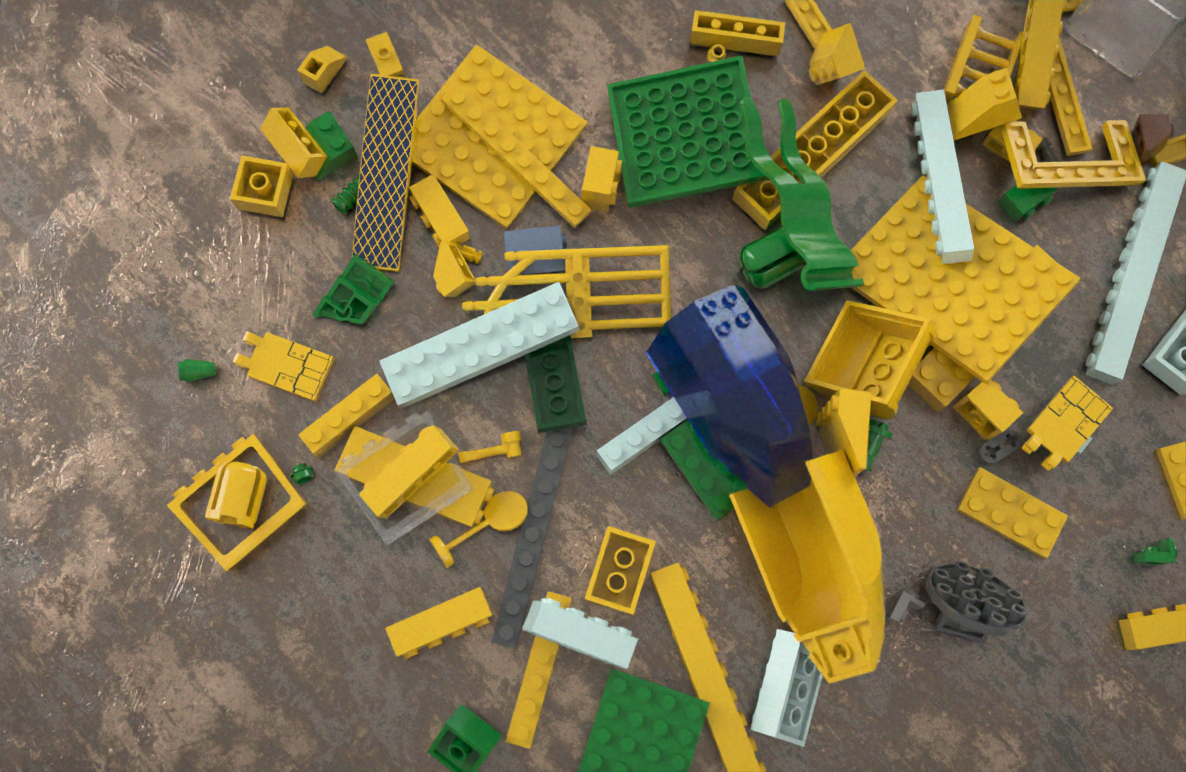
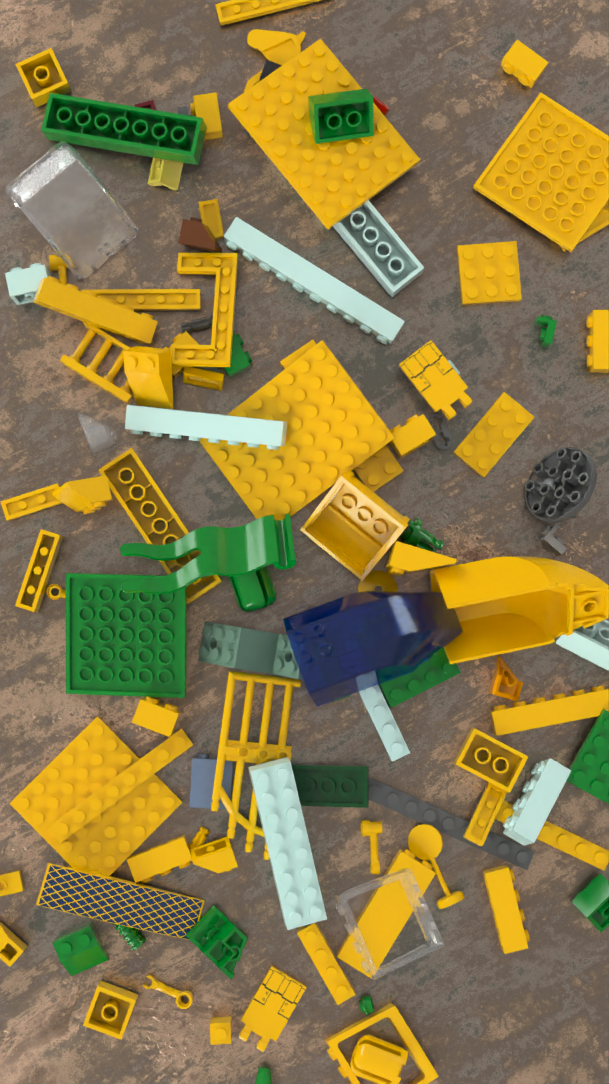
camera: 85 degrees left, 10 degrees up
(252, 310) = (220, 1030): none -> yellow brick
(283, 261) = (180, 1001): none -> yellow brick
(293, 142) = (74, 977): yellow brick -> none
(408, 471) = (387, 918): yellow brick -> none
(551, 576) = (485, 814): none -> yellow plate
(696, 259) = (248, 650): none -> sand green bracket
(715, 576) = (504, 682): none -> light orange slope
(900, 70) = (97, 433): none -> clear slope
(995, 169) = (204, 377): none -> yellow piece

